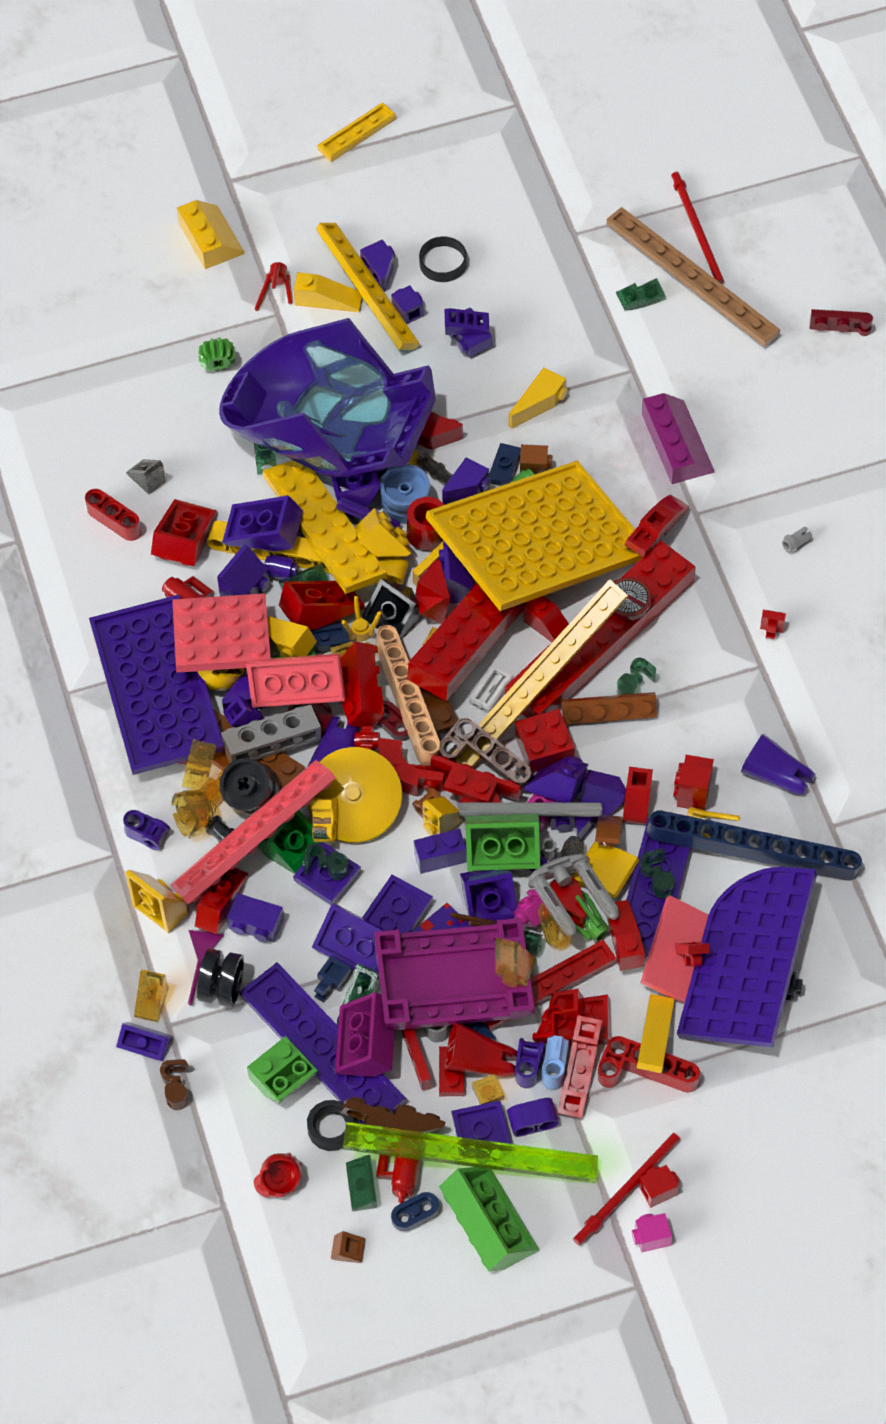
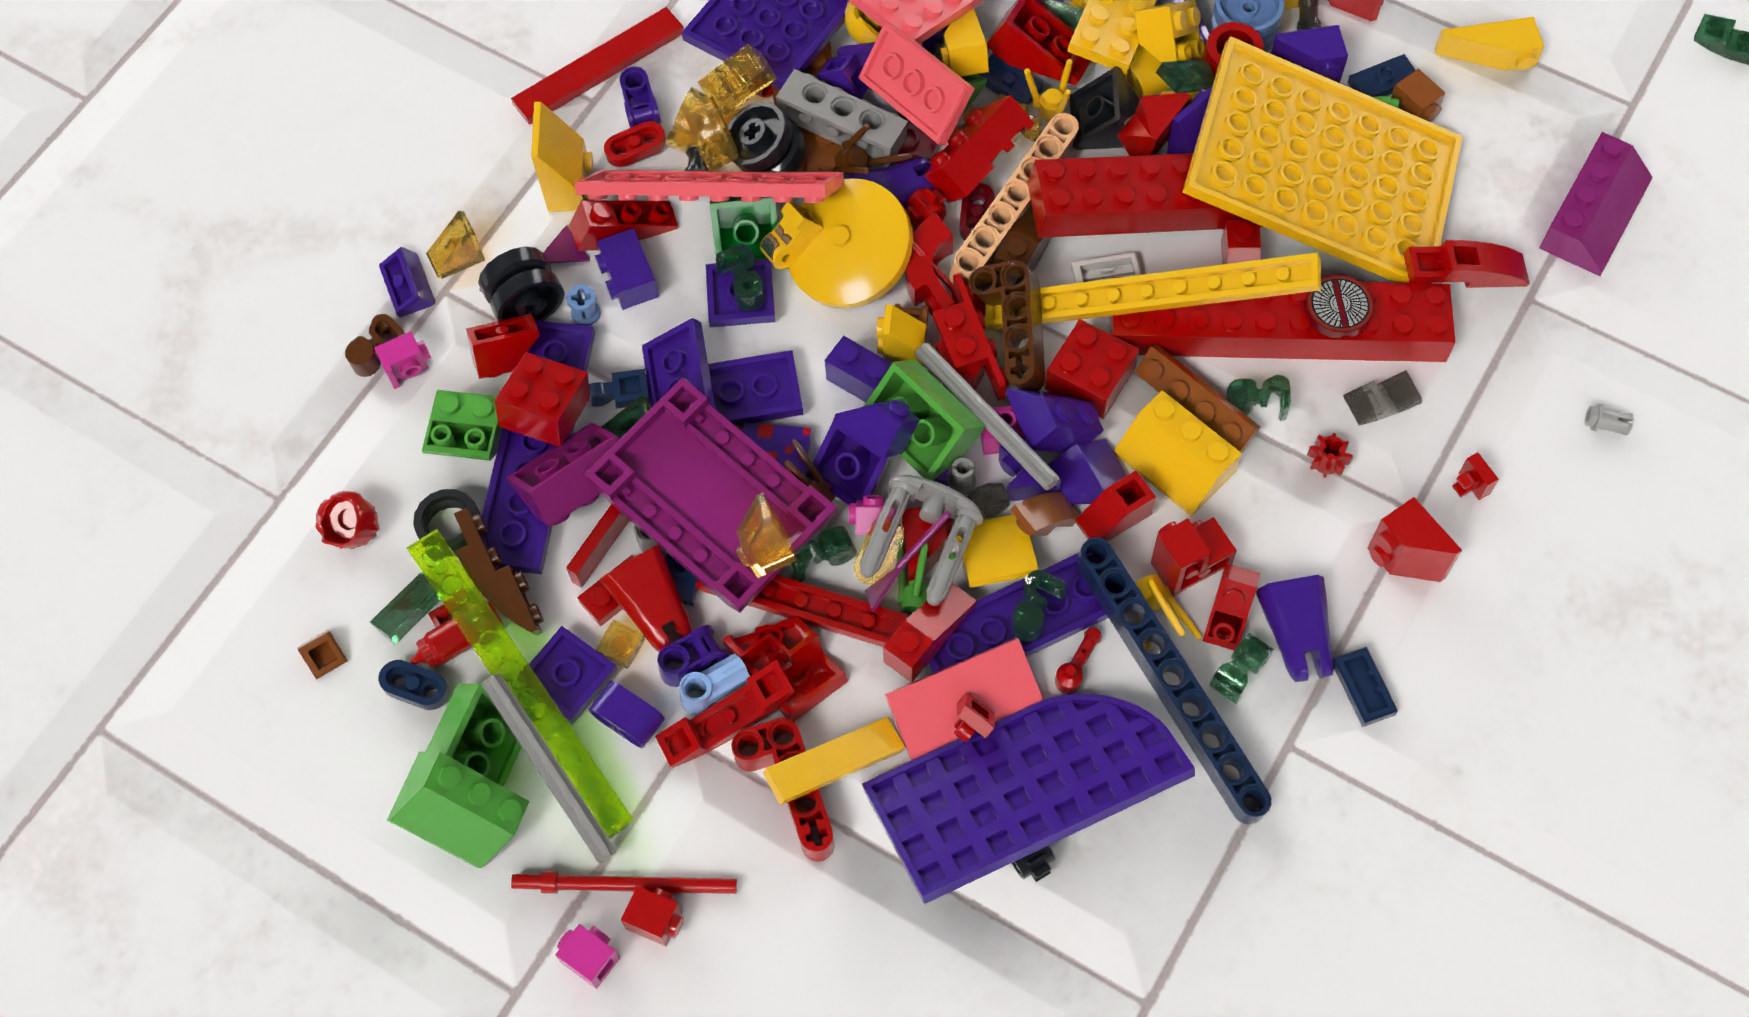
camera: 50 degrees right, 5 degrees up
(94, 834) = (599, 63): none -> red tile
(171, 855) = (633, 144): none -> red plate
(199, 1075) = (403, 357): none -> dark pink brick
(223, 805) = (712, 134): none -> clear yellow slope
(245, 1015) = (501, 344): none -> red slope
(257, 957) = (580, 305): none -> medium blue bush
(300, 752) = (855, 159): none -> reddish brown plant
(309, 1015) = (542, 399): none -> red brick
(422, 550) = (1186, 75): none -> clear green plate
(490, 861) = (881, 426): none -> dark purple slope
(519, 1229) = (457, 808): none -> bright green slope
(534, 1171) = (549, 768): none -> light grey axle
(579, 941) = (878, 590): none -> magenta piece
(631, 742) = (1177, 453): none -> yellow slope
(688, 626) = (1383, 399): none -> clear smoke slope
(698, 675) = (1329, 455): none -> red gear
(706, 892) = (1070, 675): none -> red piece
(738, 787) = (1231, 606): none -> red slope
(773, 802) = (1248, 657): none -> clear green leg
(785, 679) = (1413, 544): none -> red slope
(834, 766) = (1364, 687): none -> dark blue plate

